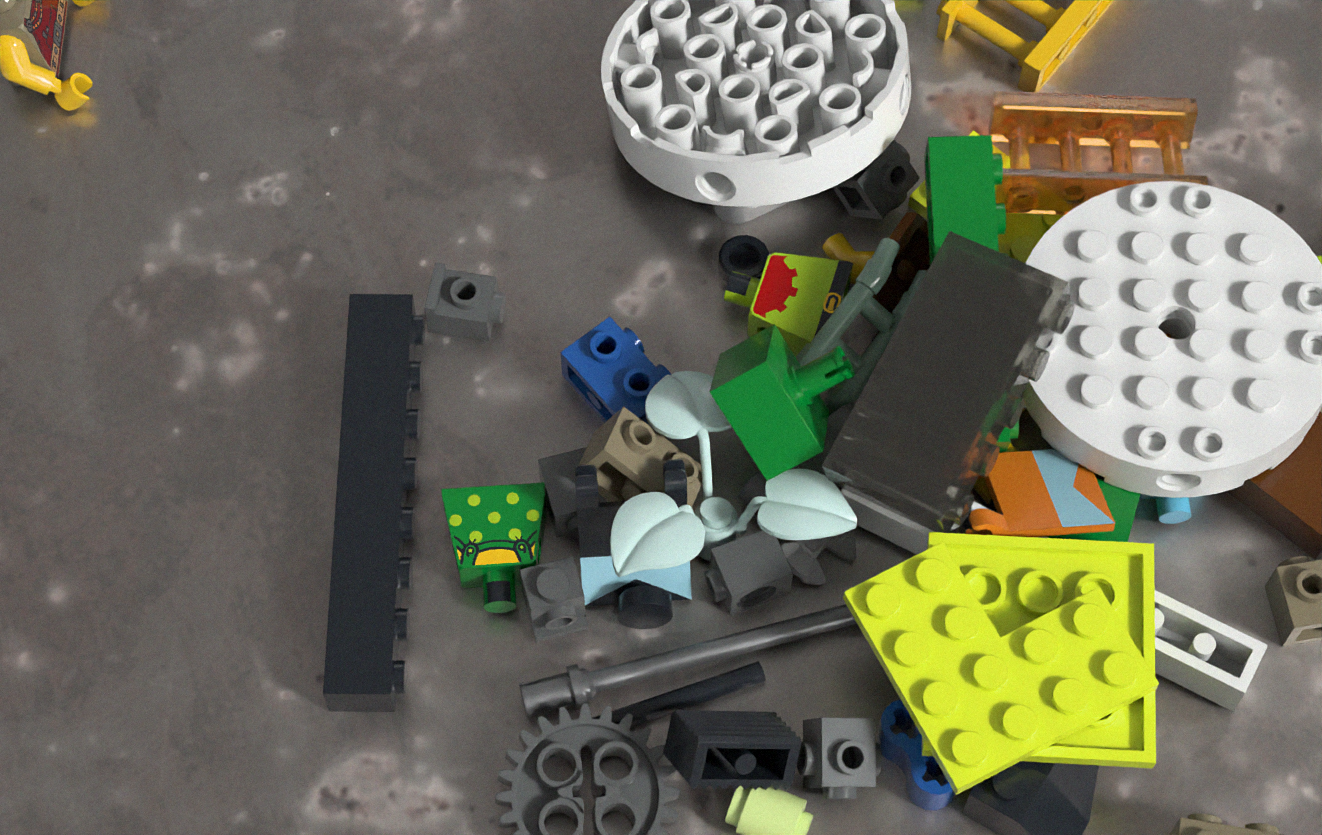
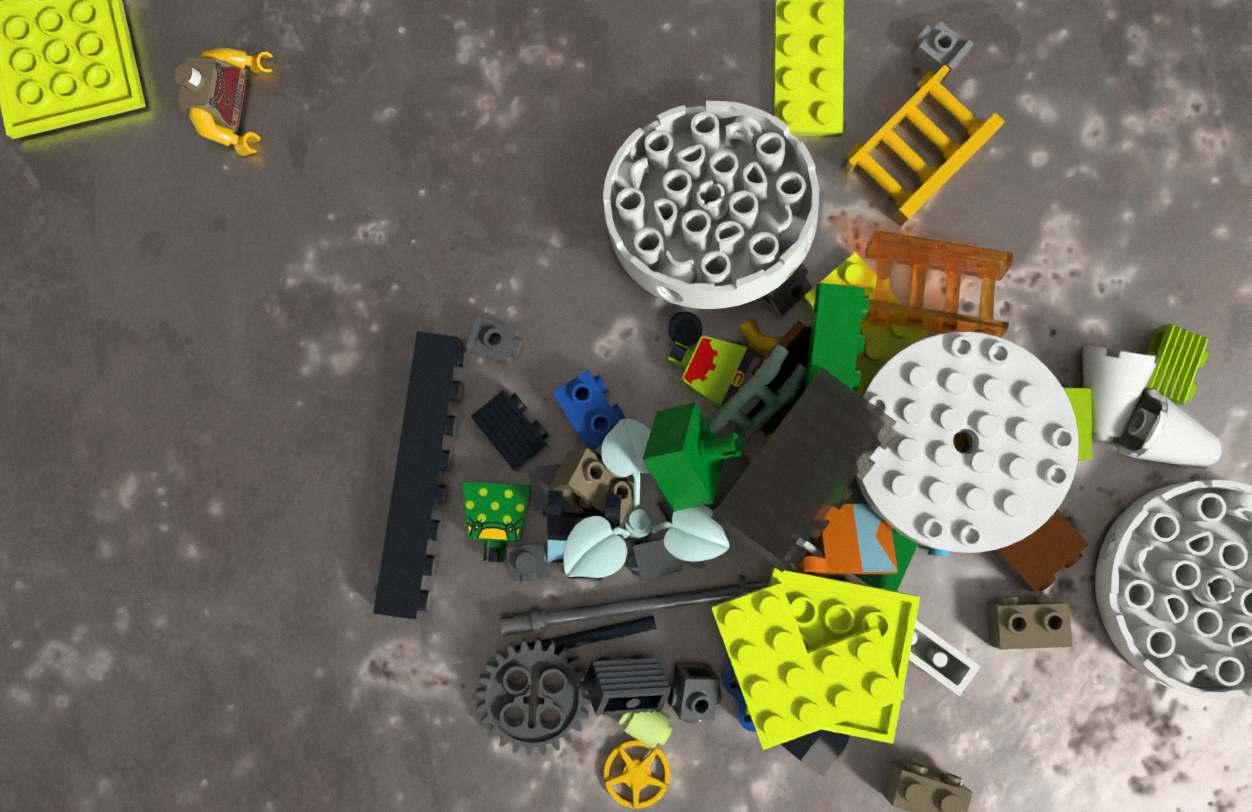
camera: 10 degrees right, 20 degrees up
(504, 420) = (510, 429): none -> black brick

